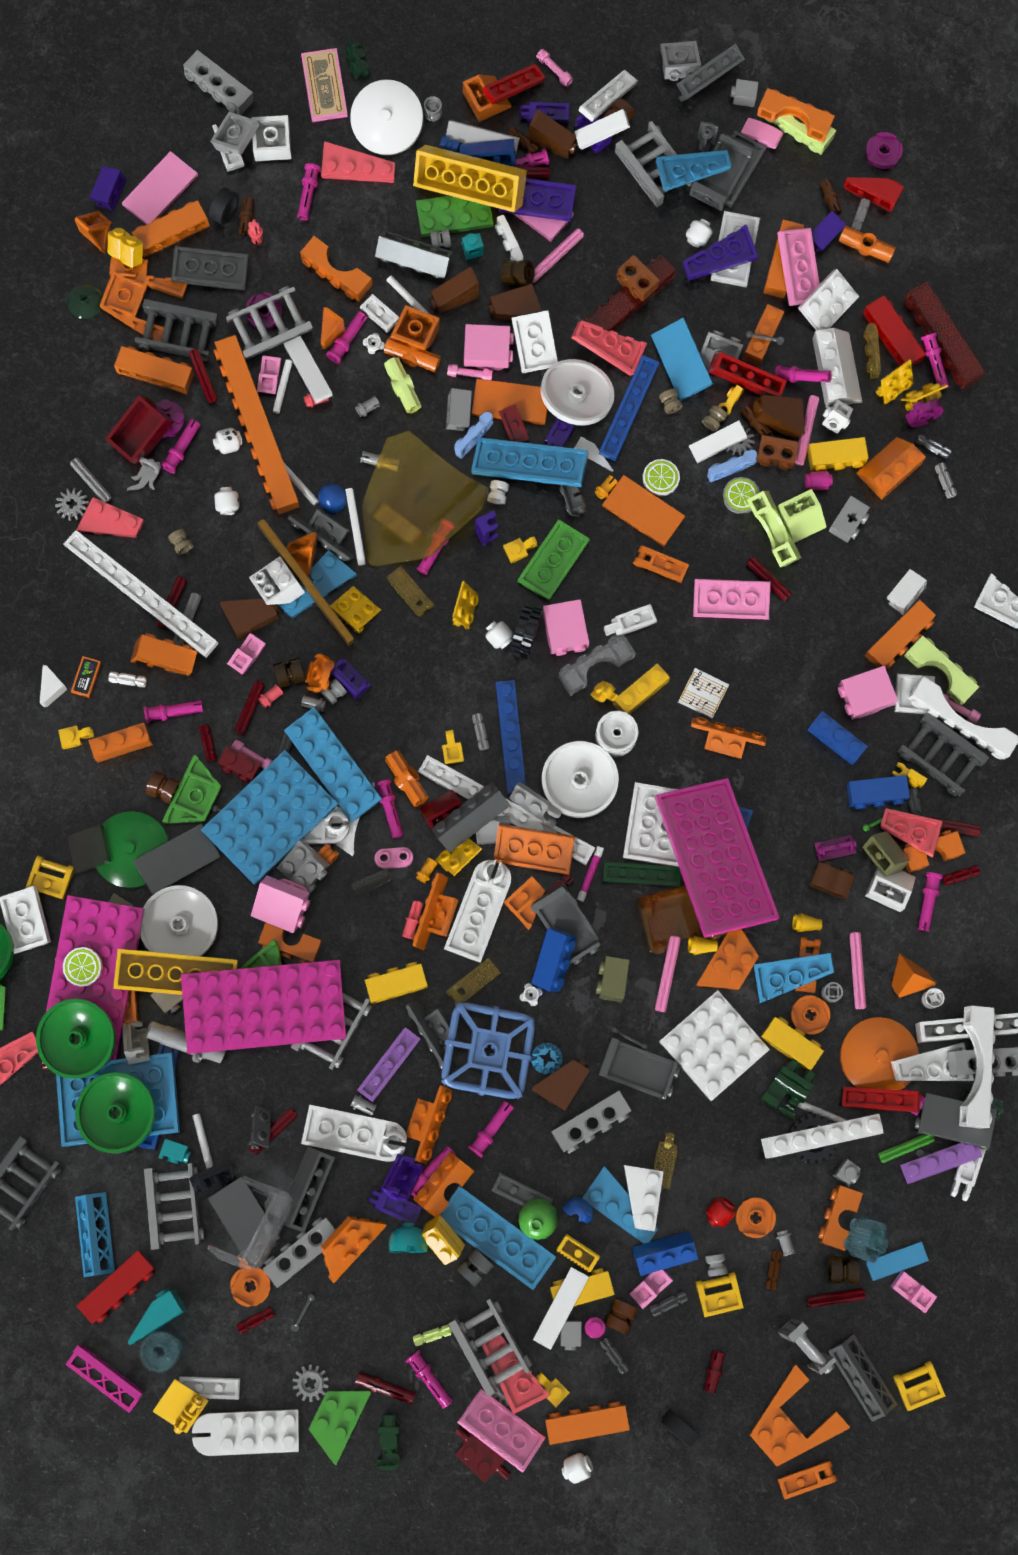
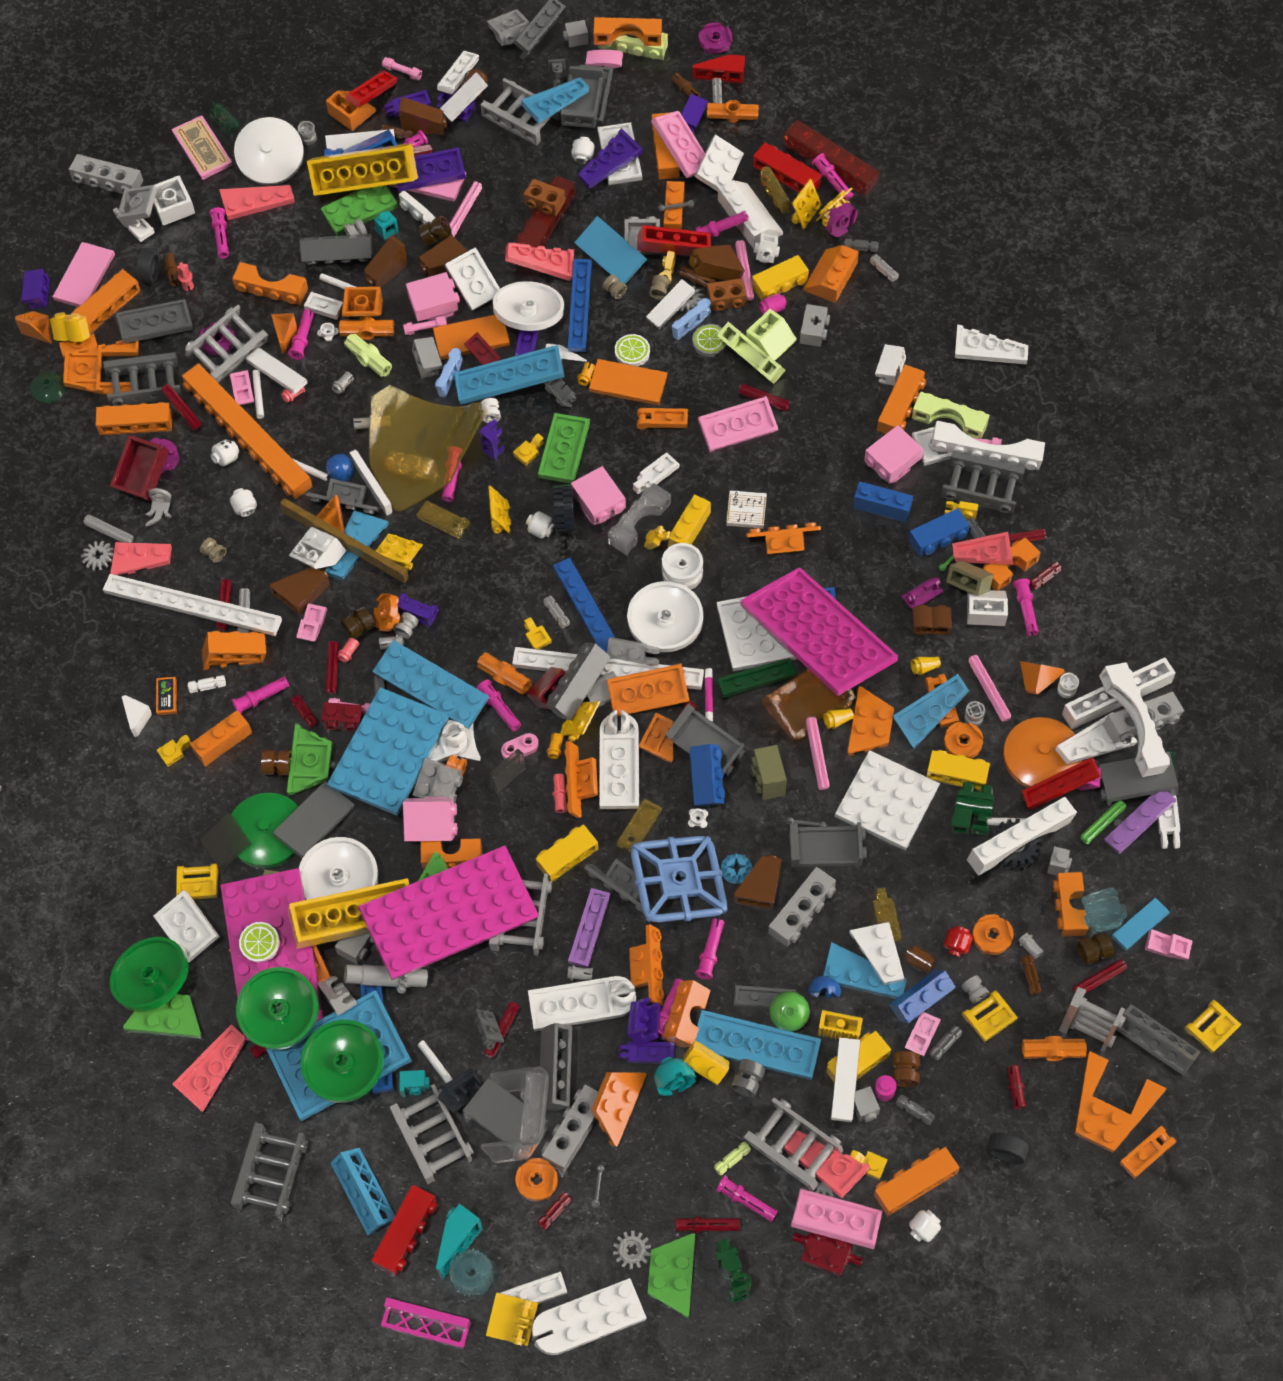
camera: 15 degrees left, 15 degrees down
(176, 453) = (181, 479): dark pink pin -> none
(678, 1215) = (919, 959): none -> reddish brown brick
(764, 1349) = (1054, 1048): none -> orange piece

